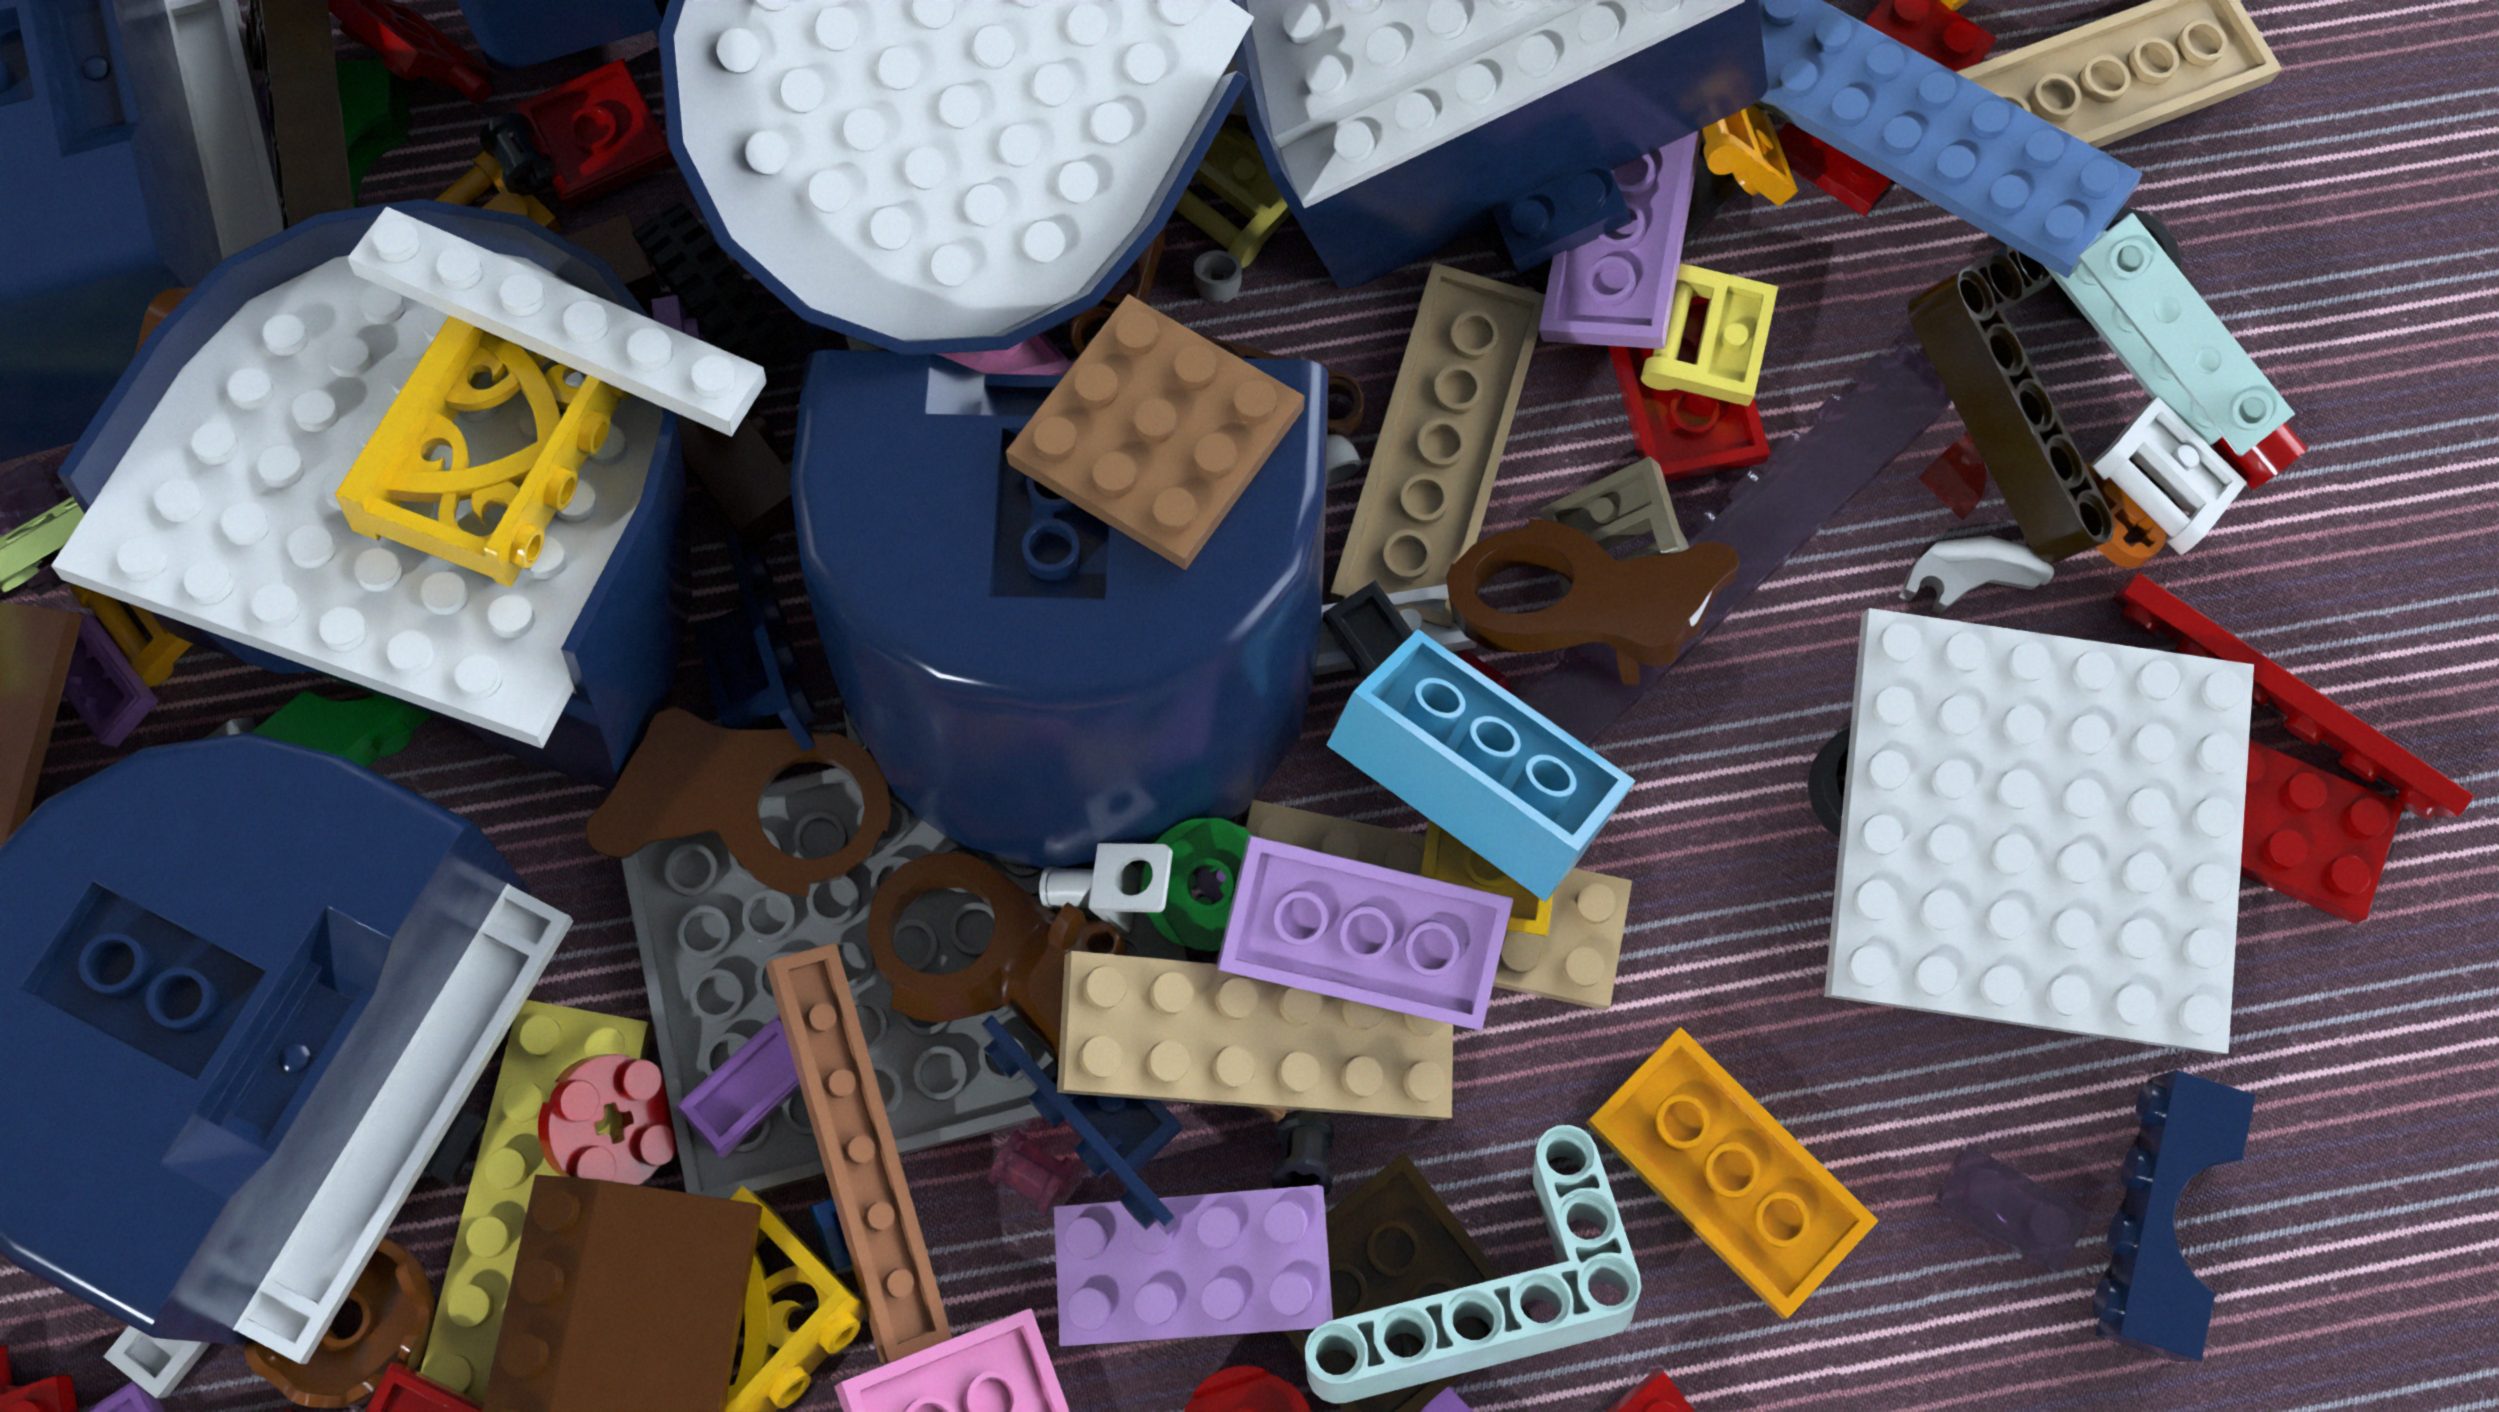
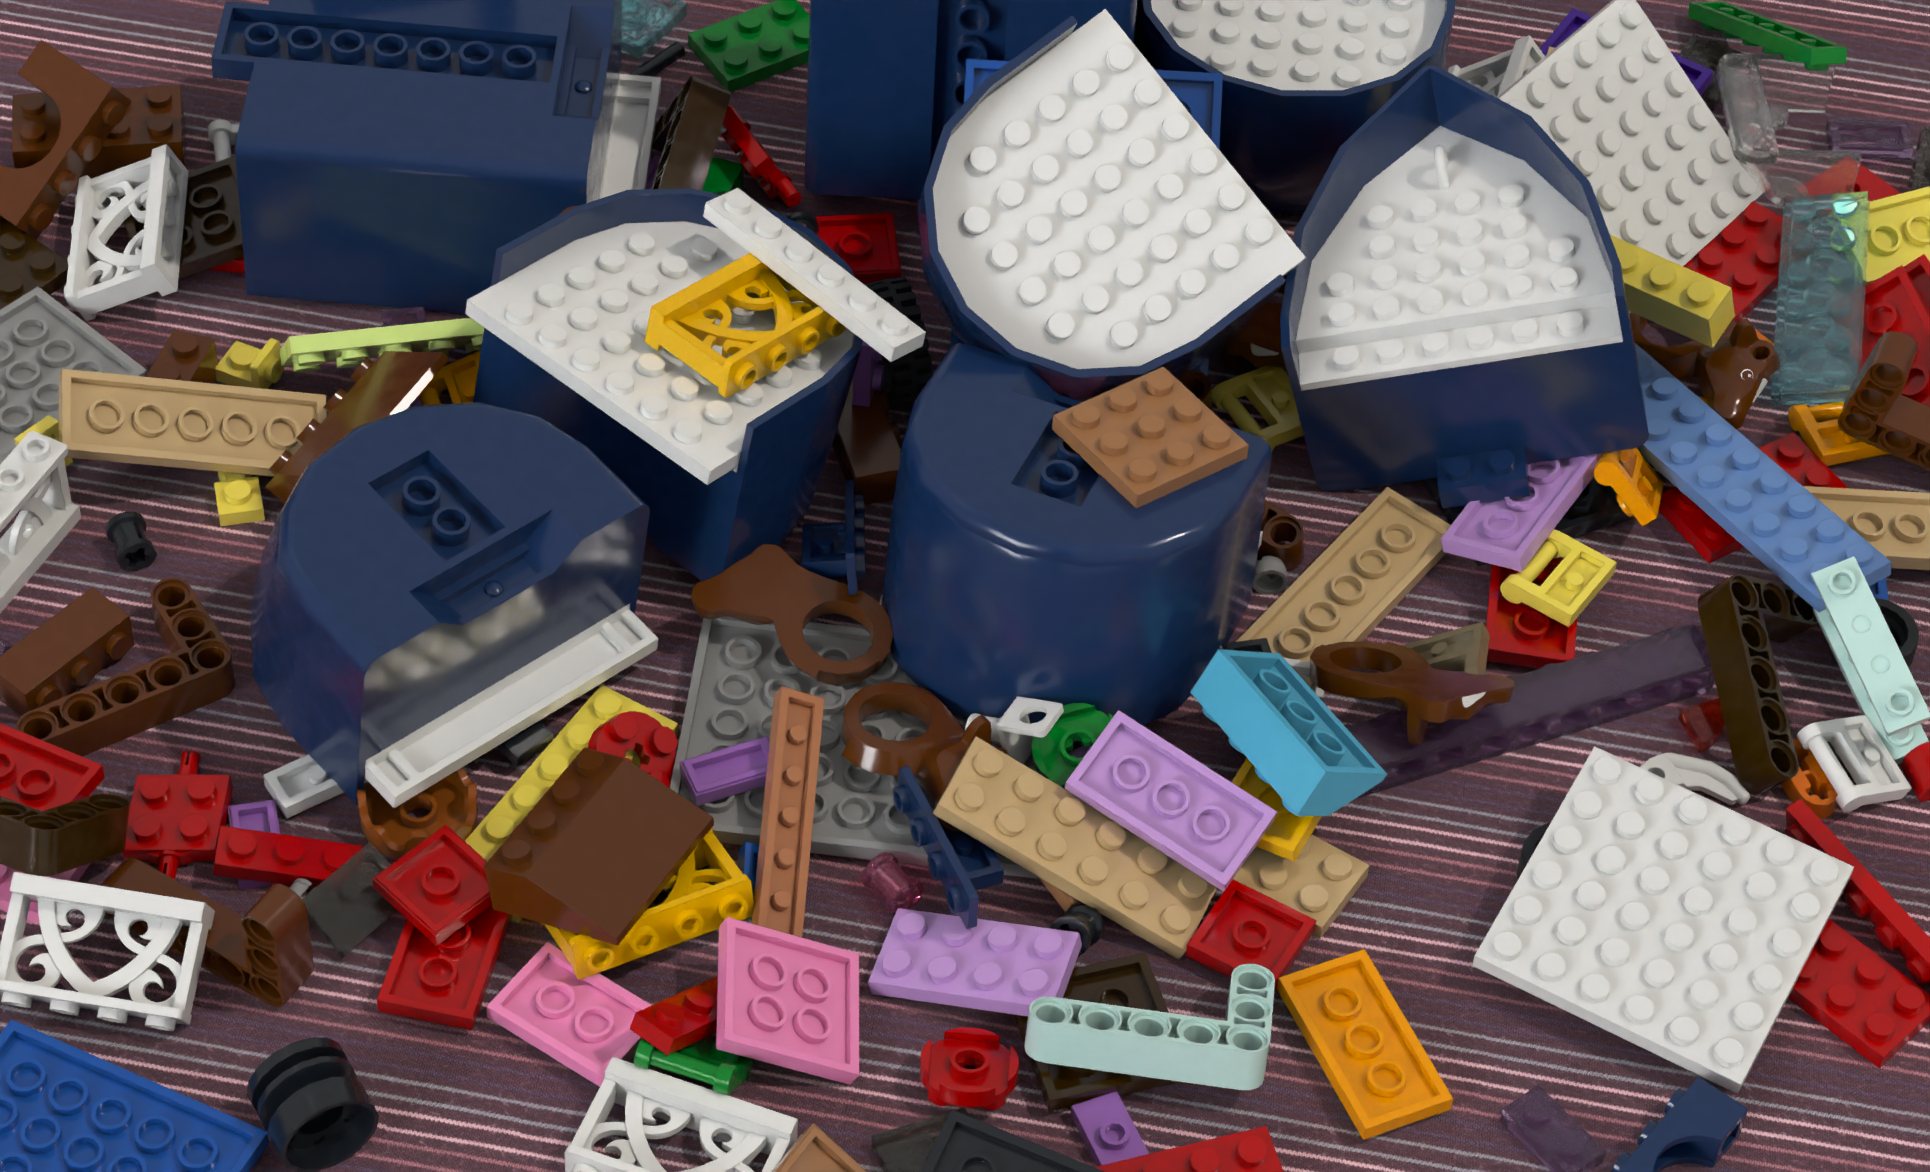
camera: 20 degrees right, 25 degrees down
(1529, 1063) = (1250, 930): none -> red plate

